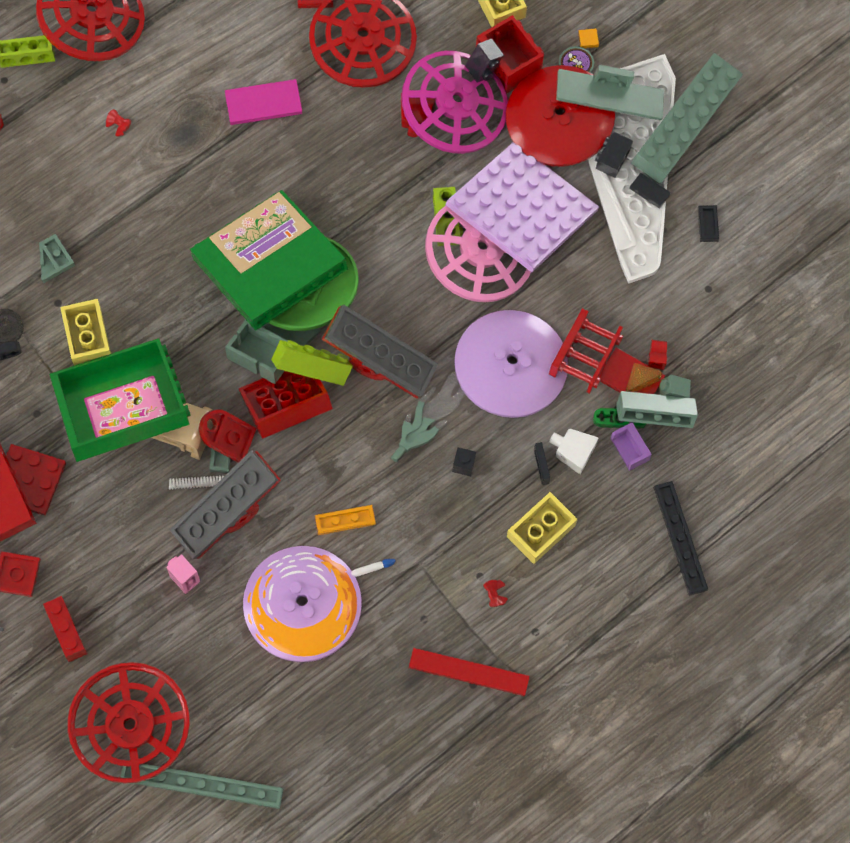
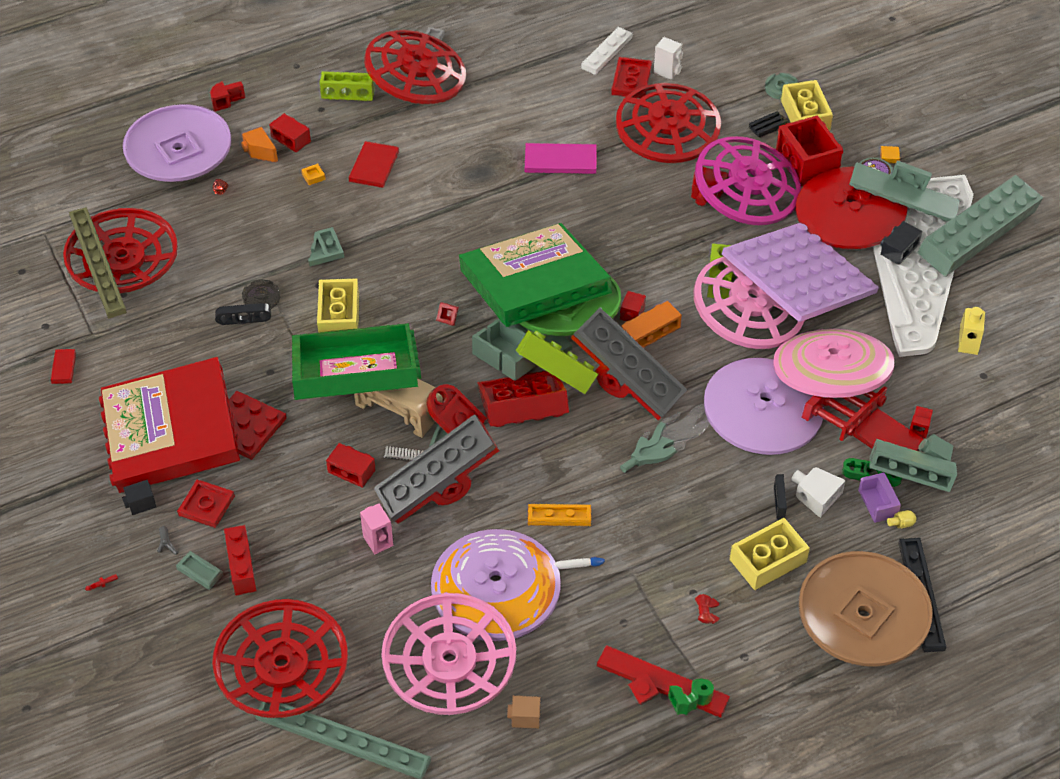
camera: 15 degrees right, 20 degrees down
(18, 168) = (313, 174): none -> light orange tile
(29, 644) = (199, 570): none -> sand green tile
(76, 144) = (374, 164): none -> red tile
(114, 118) = (415, 149): red piece -> none
(141, 506) = (351, 465): none -> red brick
(192, 316) = (447, 313): none -> red slope
(273, 675) = (448, 643): none -> bright pink dish
(355, 729) = (524, 712): none -> medium nougat brick
(369, 276) = (632, 306): none -> red brick
(390, 294) = (653, 324): none -> orange brick
(454, 684) = (643, 688): none -> red plate
(456, 17) = (766, 123): none -> black tile
(464, 461) = (697, 480): black brick -> none
(484, 60) = (782, 145): black brick -> none
(504, 681) = (700, 694): none -> green leg
(572, 328) = (833, 363): none -> bright pink dish
(641, 541) = (869, 582): none -> medium nougat dish
(642, 377) = (903, 434): clear yellow slope -> none
(650, 190) = (933, 279): black tile -> none
(654, 464) = (902, 519): none -> light yellow cylinder
(692, 241) = (972, 321): none -> light yellow torso
(708, 223) = (993, 319): black tile -> none

